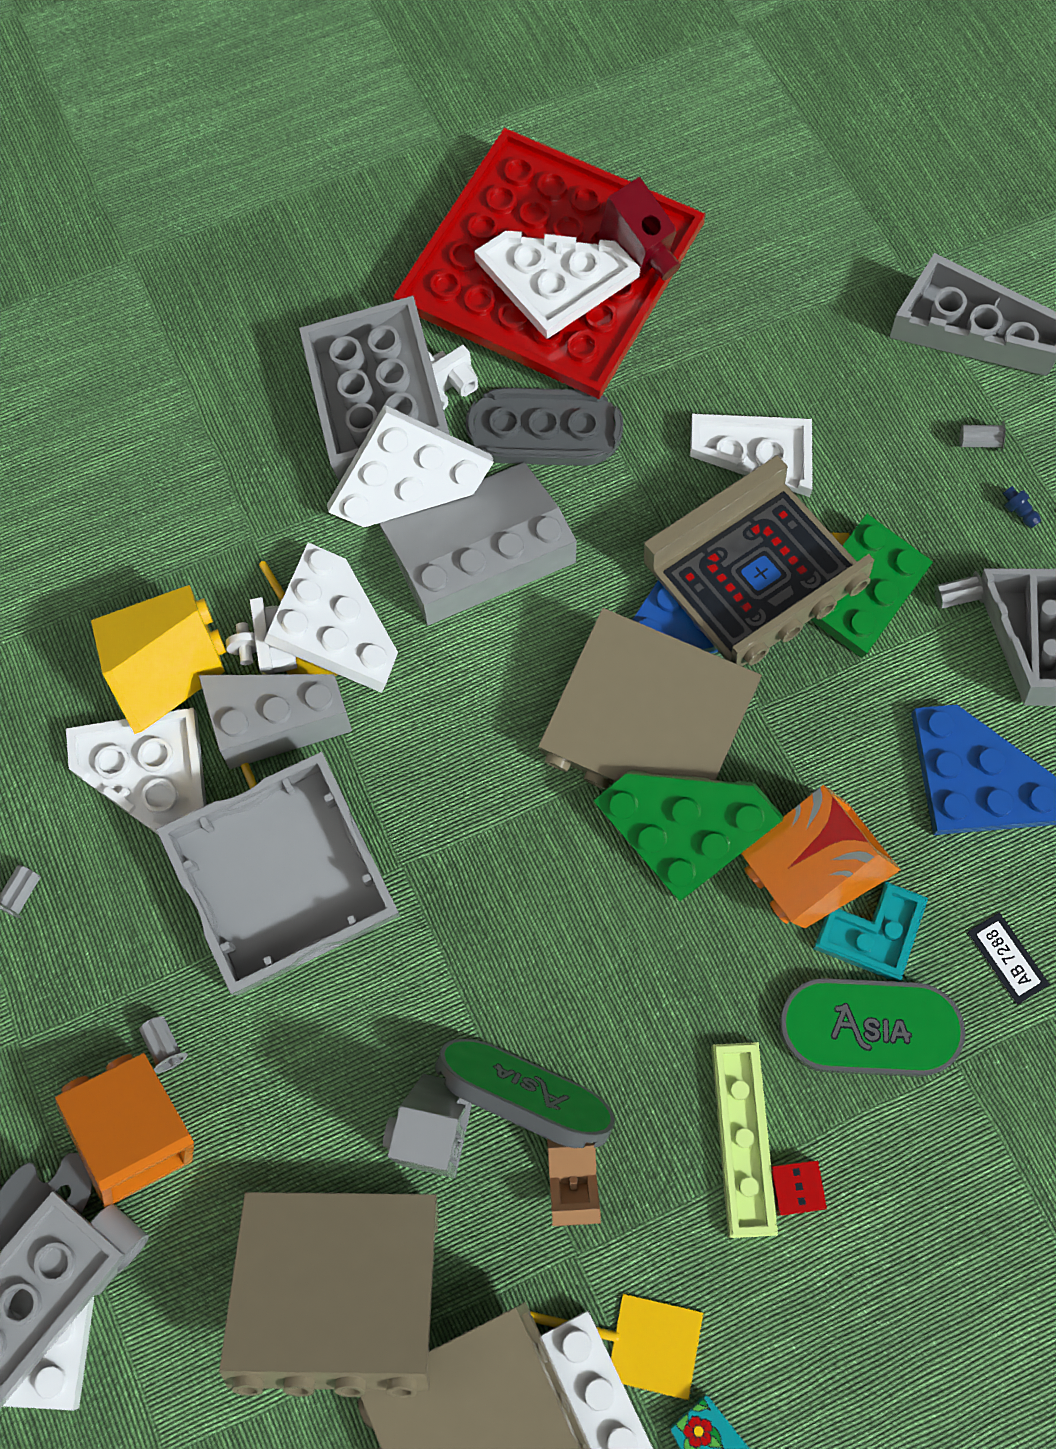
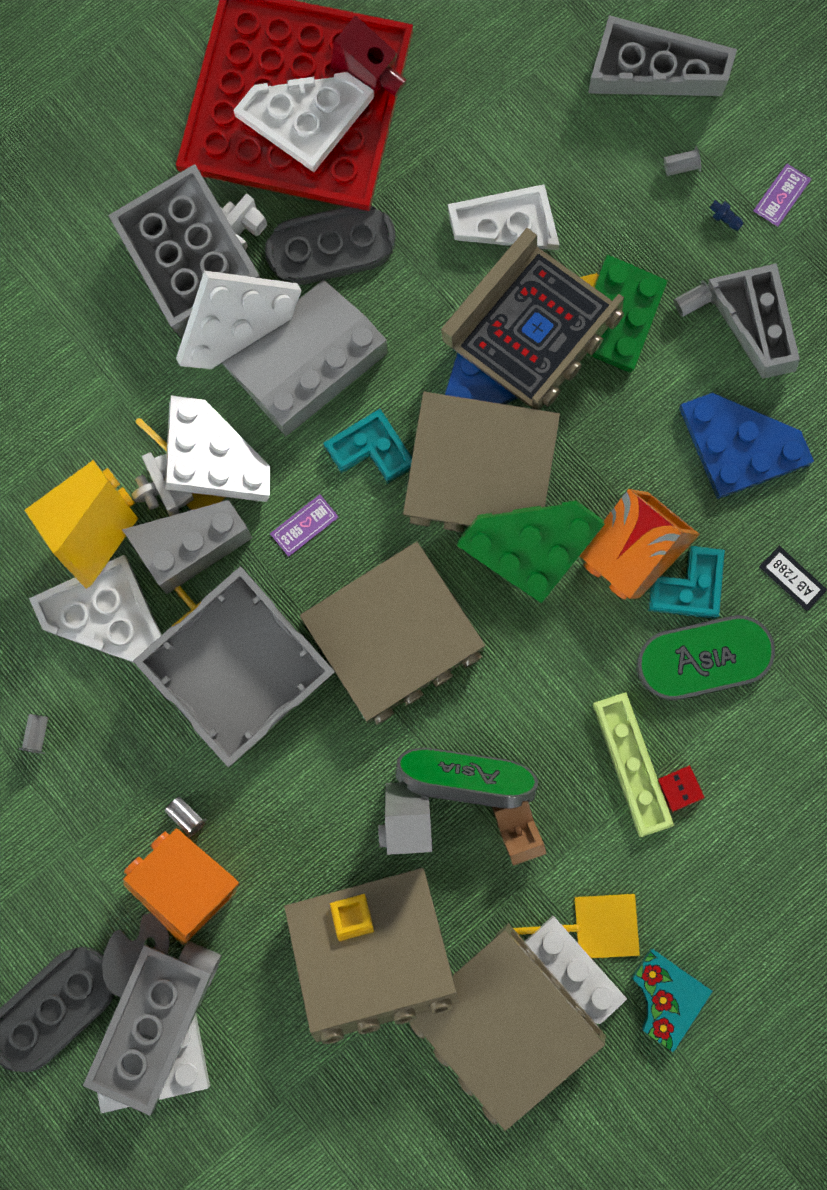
camera: 15 degrees left, 10 degrees up
(323, 1232) = (351, 917): none -> yellow tile
(418, 732) = (304, 525): none -> medium lavender sticker
(485, 889) = (393, 633): none -> dark tan panel
(524, 652) = (374, 439): none -> teal tile

